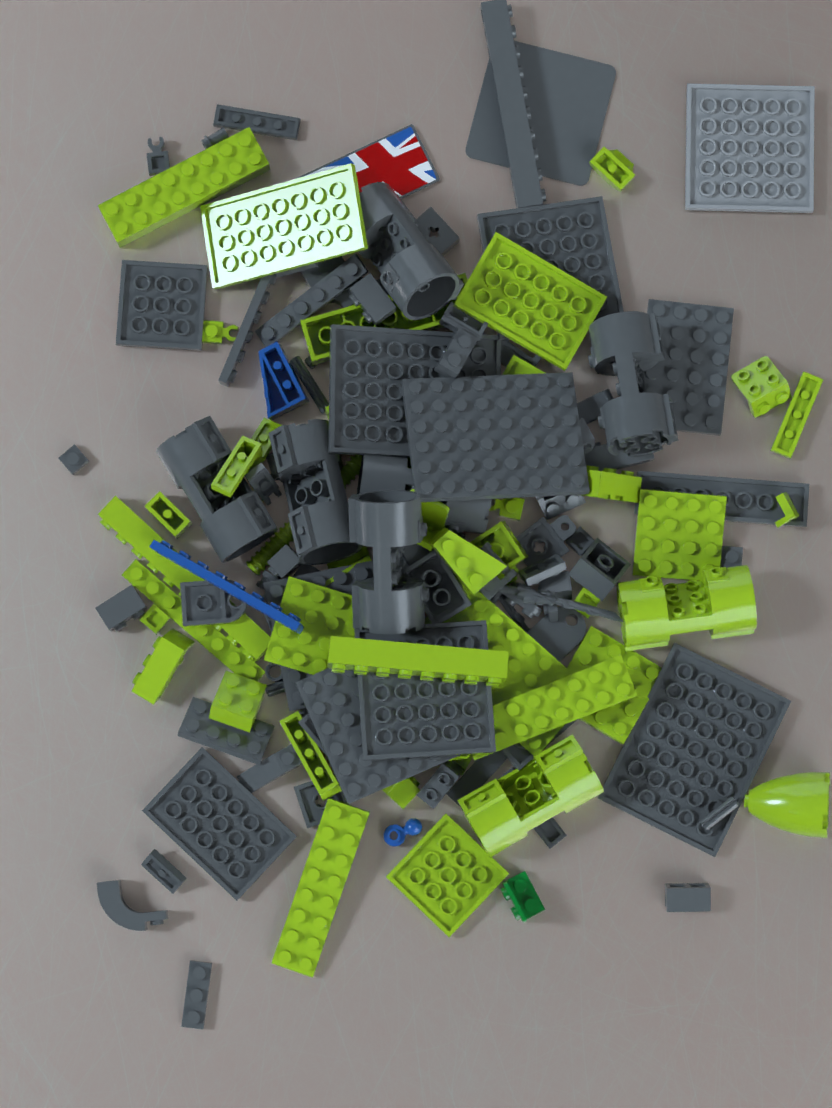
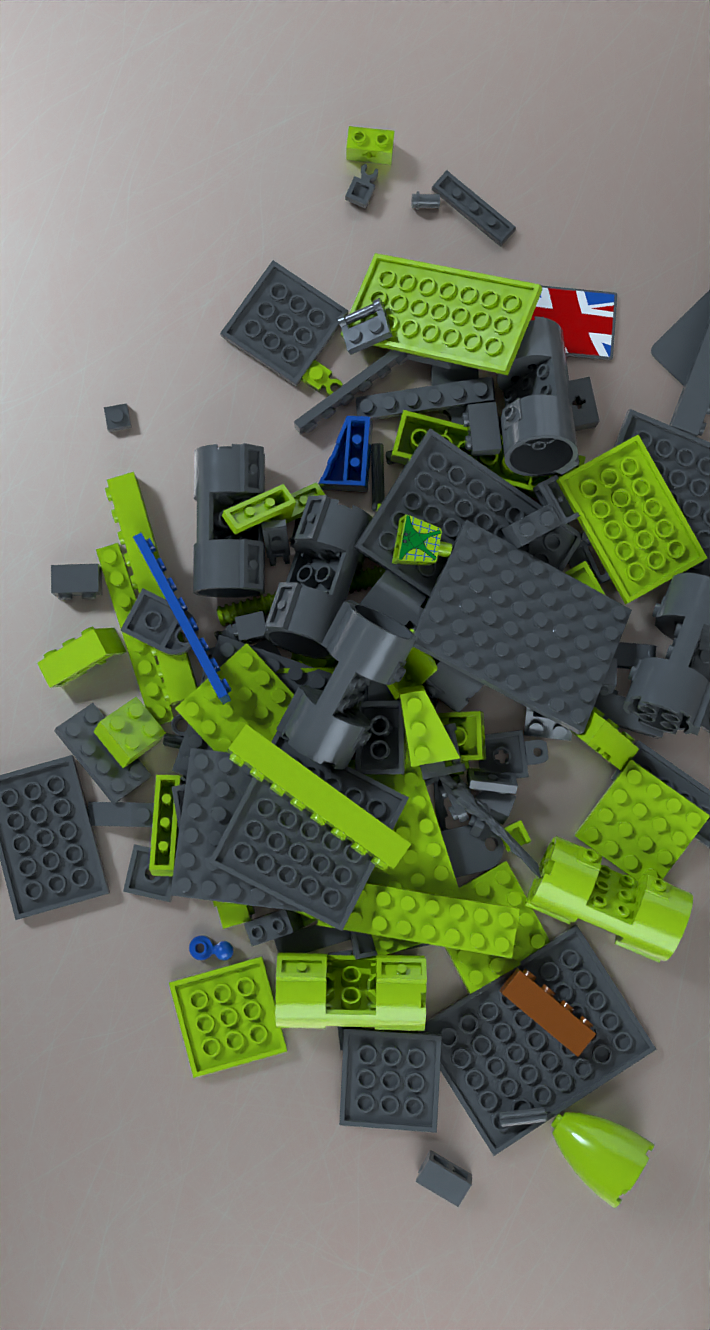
camera: 30 degrees right, 0 degrees up
(144, 120) = (370, 145): none -> lime brick
(155, 619) = (101, 609): lime plate -> none
(168, 515) = (171, 519): lime brick -> none
(184, 187) = (370, 227): lime brick -> none
(234, 275) = (368, 332): none -> dark grey plate
(320, 887) = (101, 955): lime plate -> none
(376, 419) = (418, 543): none -> torso
(509, 507) = (495, 702): lime plate -> none
(523, 897) = (287, 1081): green bracket -> none
(580, 541) = (543, 774): dark grey tile -> none
(599, 569) = (546, 812): dark grey brick -> none
(601, 846) = (390, 1079): none -> dark grey plate
(690, 721) = (547, 1012): none -> dark orange brick
(731, 556) = (679, 875): dark grey plate -> none

